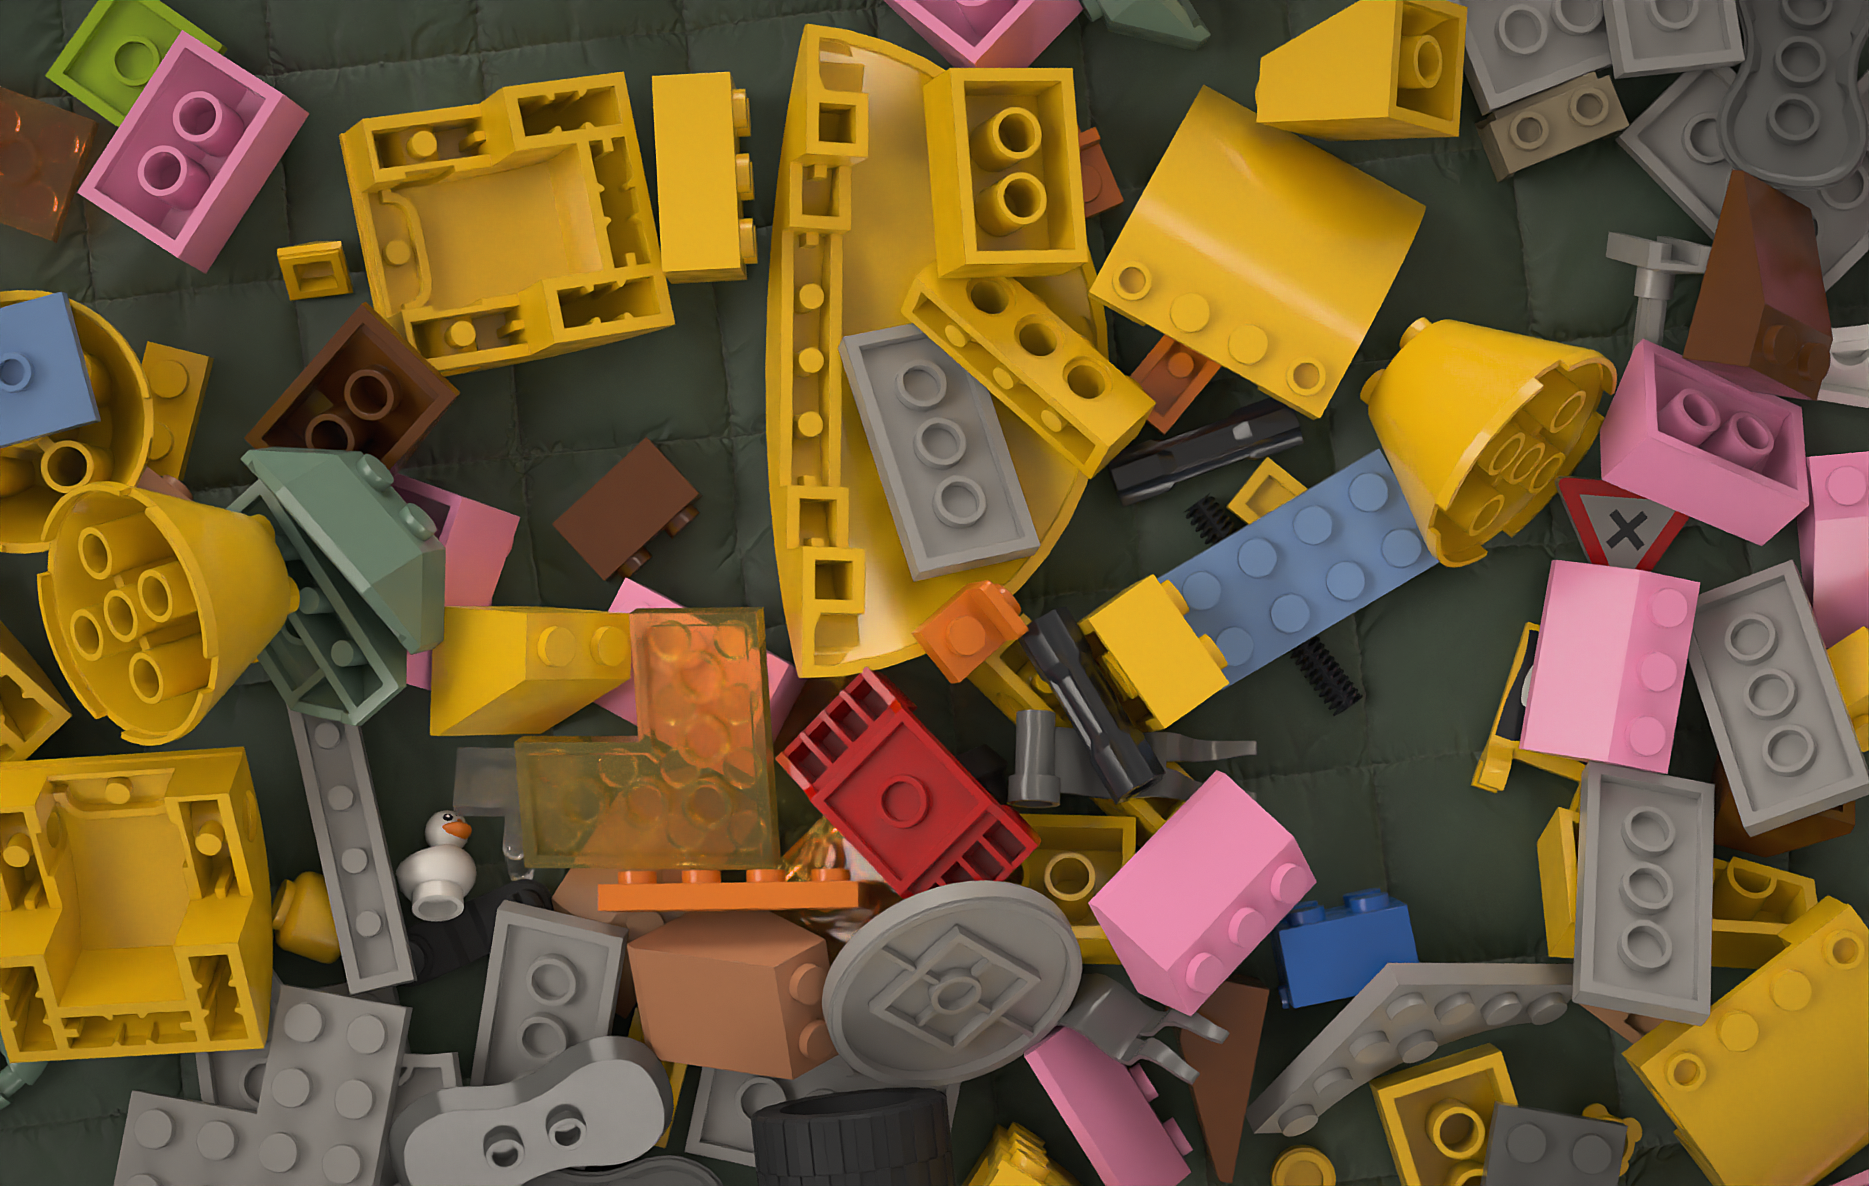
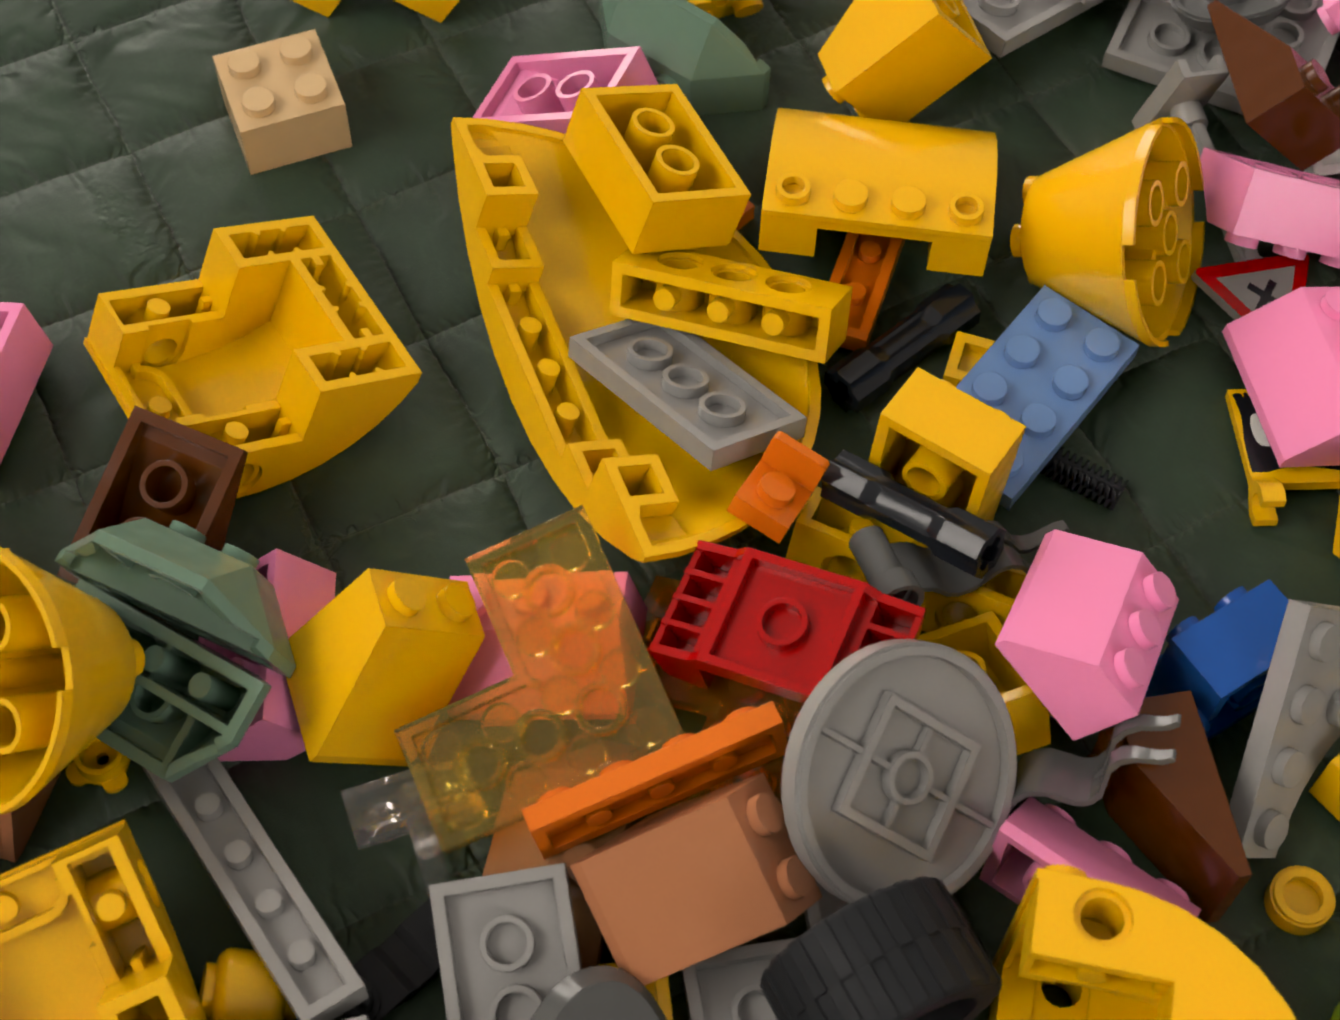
camera: 25 degrees left, 30 degrees down
(315, 270) = (86, 450): yellow slope -> none
(441, 874) = (359, 904): white animal -> none
(629, 511) = (436, 529): reddish brown brick -> none
(703, 177) = (408, 268): yellow brick -> none
(1551, 124) = (1038, 58): dark tan window -> none

